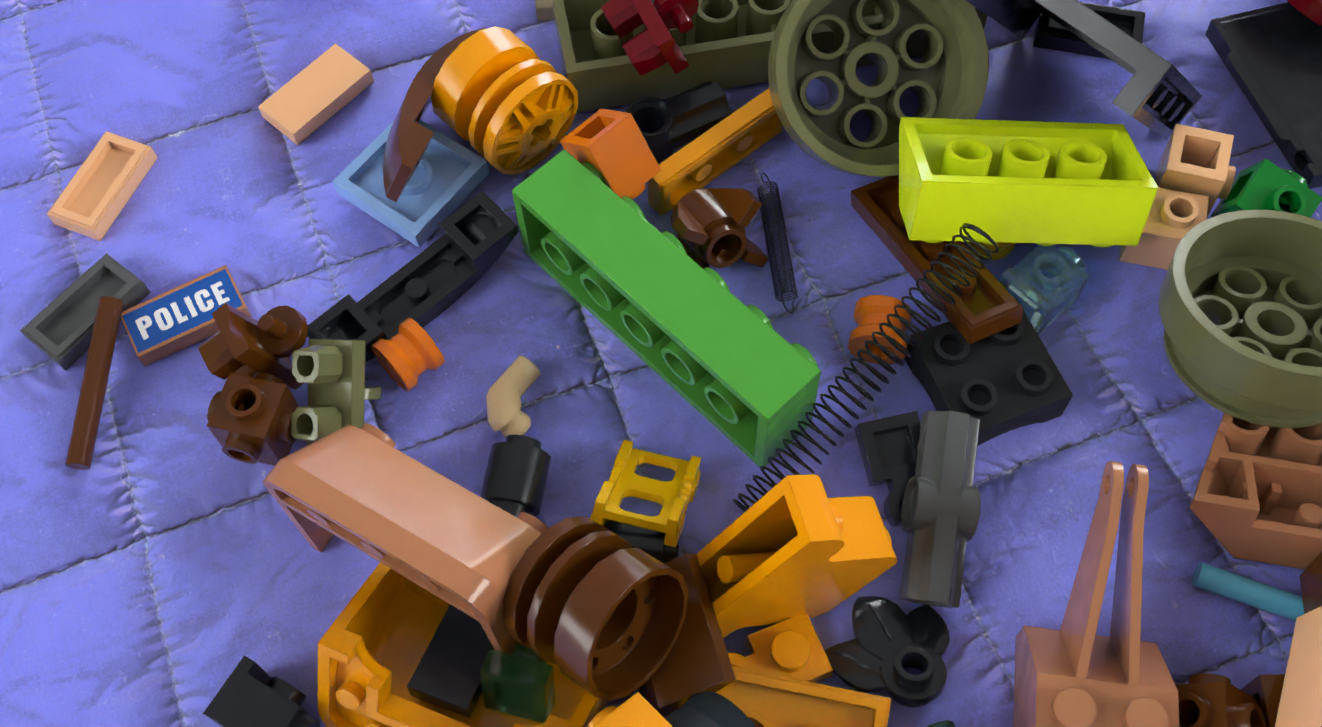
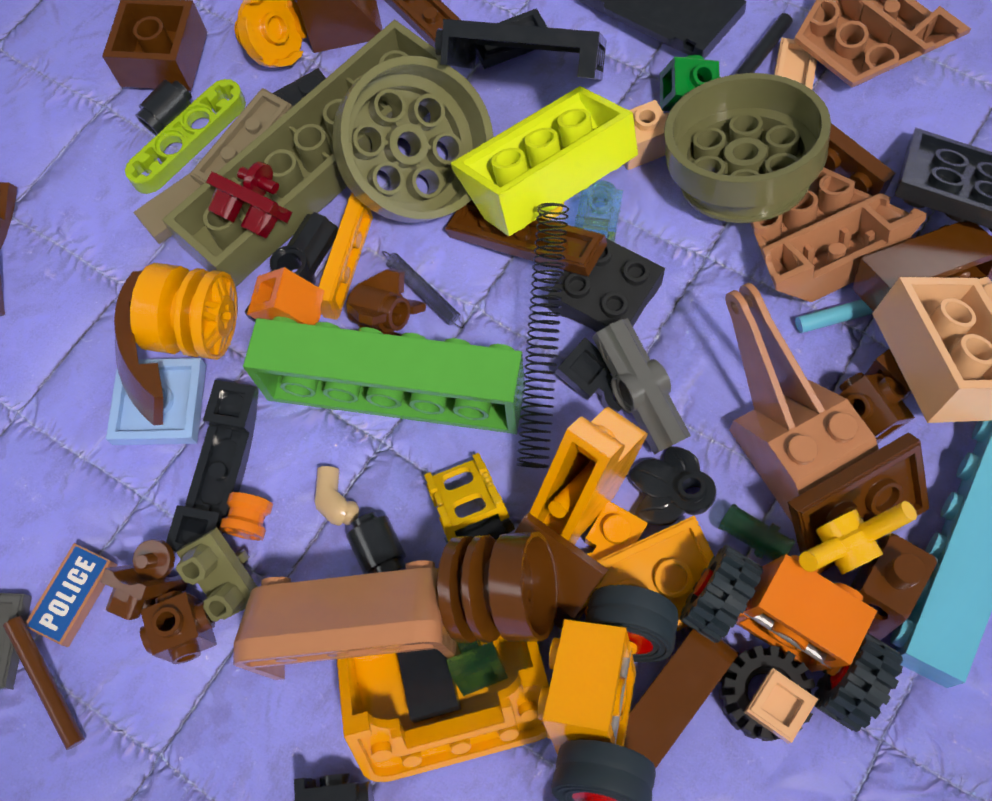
camera: 30 degrees left, 5 degrees up
(316, 94) = (44, 388): light nougat tile -> none
(868, 315) = (517, 298): orange wheel -> none
(1197, 163) = (635, 83): light nougat brick -> none

